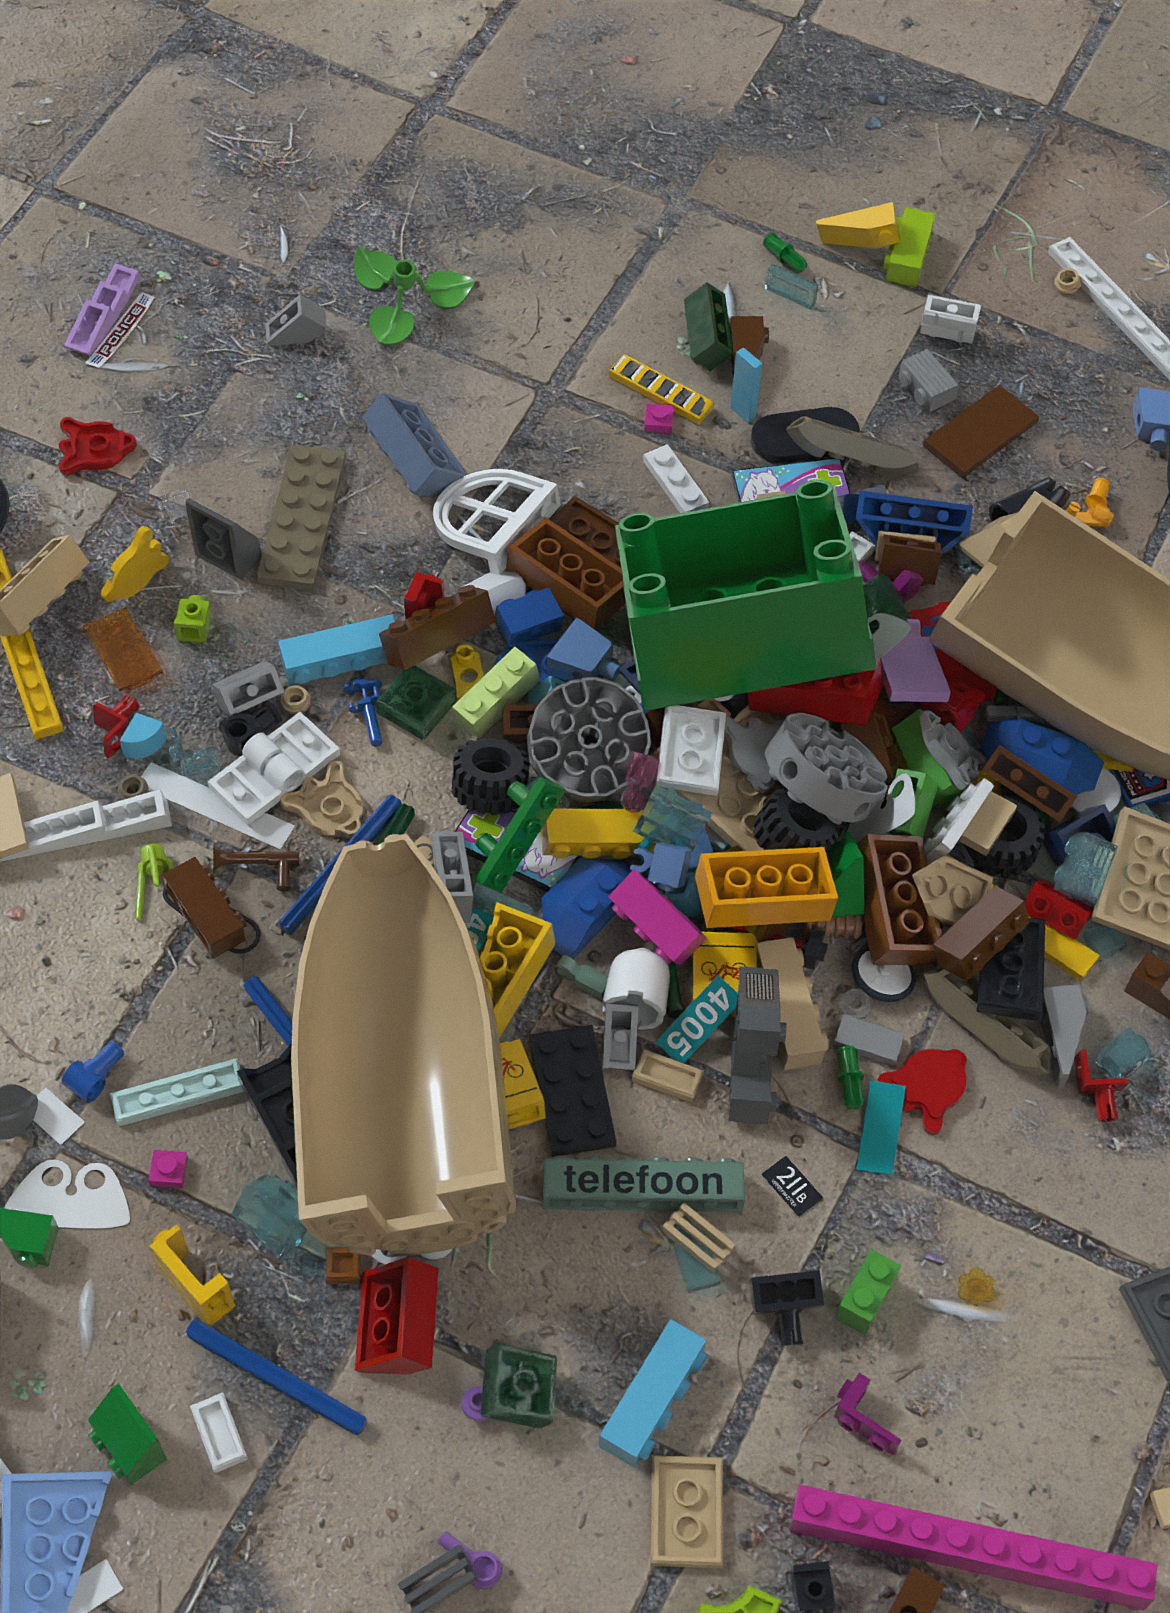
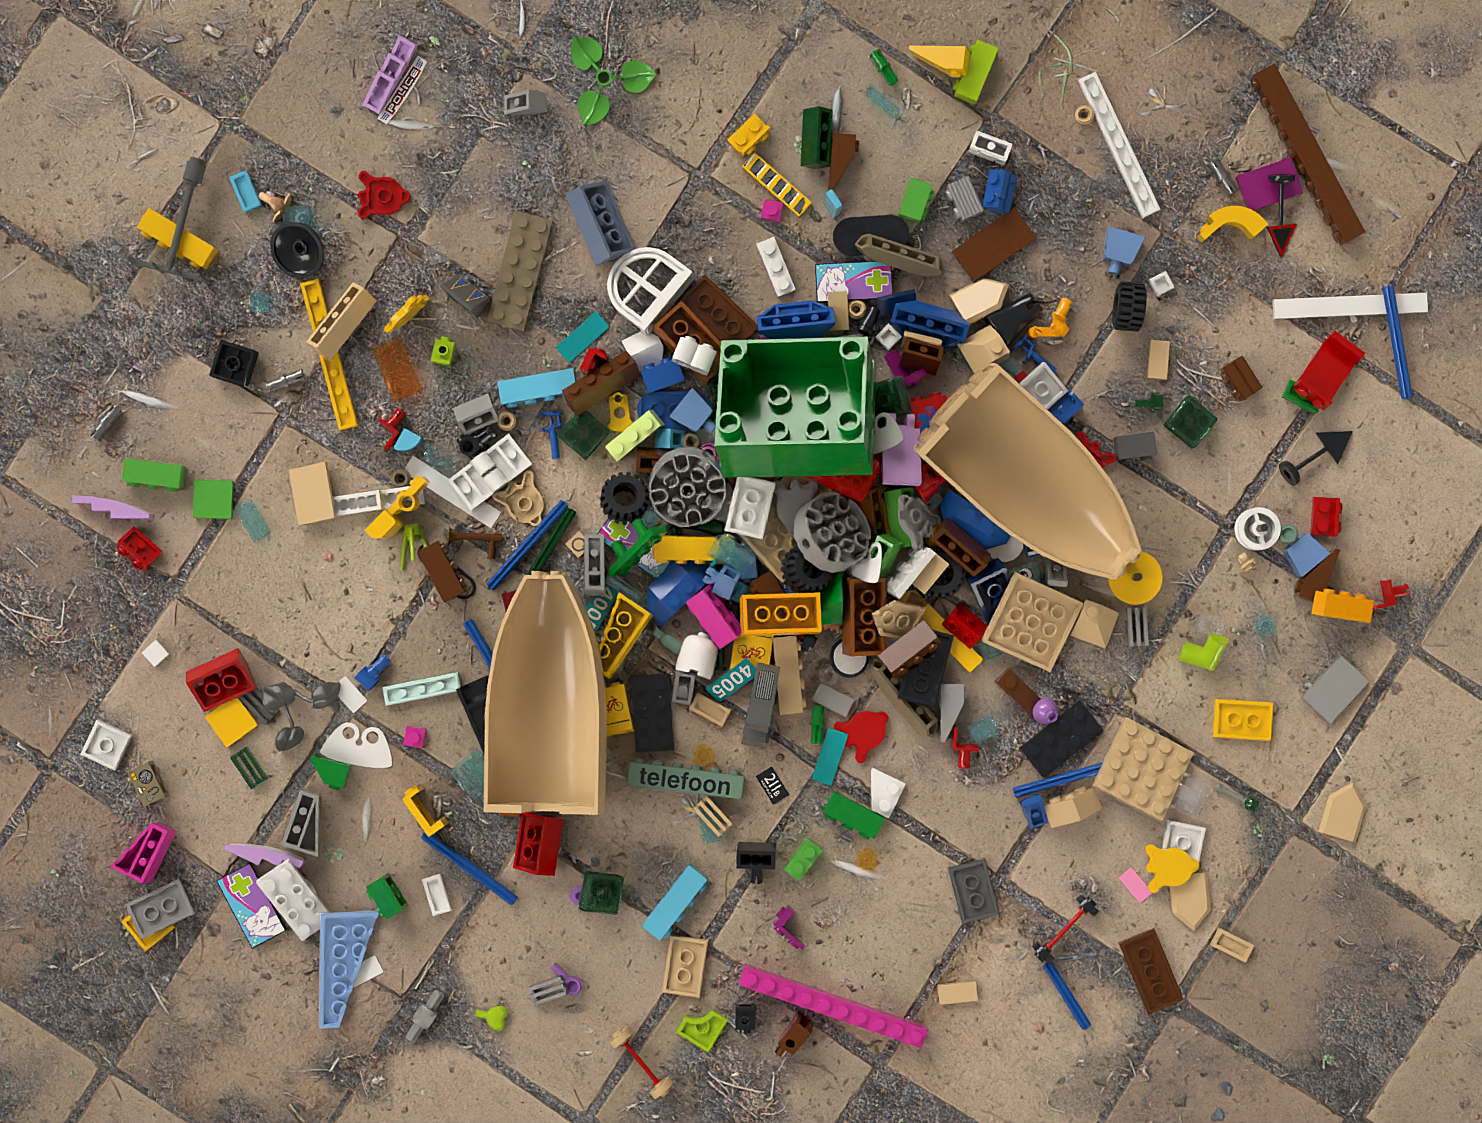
camera: 10 degrees right, 30 degrees up
(109, 839) = (389, 521): none -> yellow plate
(391, 596) = (582, 337): none -> teal sticker
(574, 571) = (693, 355): none -> white brick
(614, 338) = (749, 135): none -> yellow bracket
(640, 774) = (716, 521): clear pink plate -> none
(666, 1139) = (698, 759): none -> clear yellow plant
(859, 386) = (915, 200): none -> bright green brick
(940, 1212) = (853, 815): none -> green brick
(974, 365) = (999, 191): none -> blue brick
(978, 488) = (979, 299): none -> tan tile
(985, 1175) = (884, 792): none -> white wing
(1084, 867) = (983, 609): clear light blue brick -> none

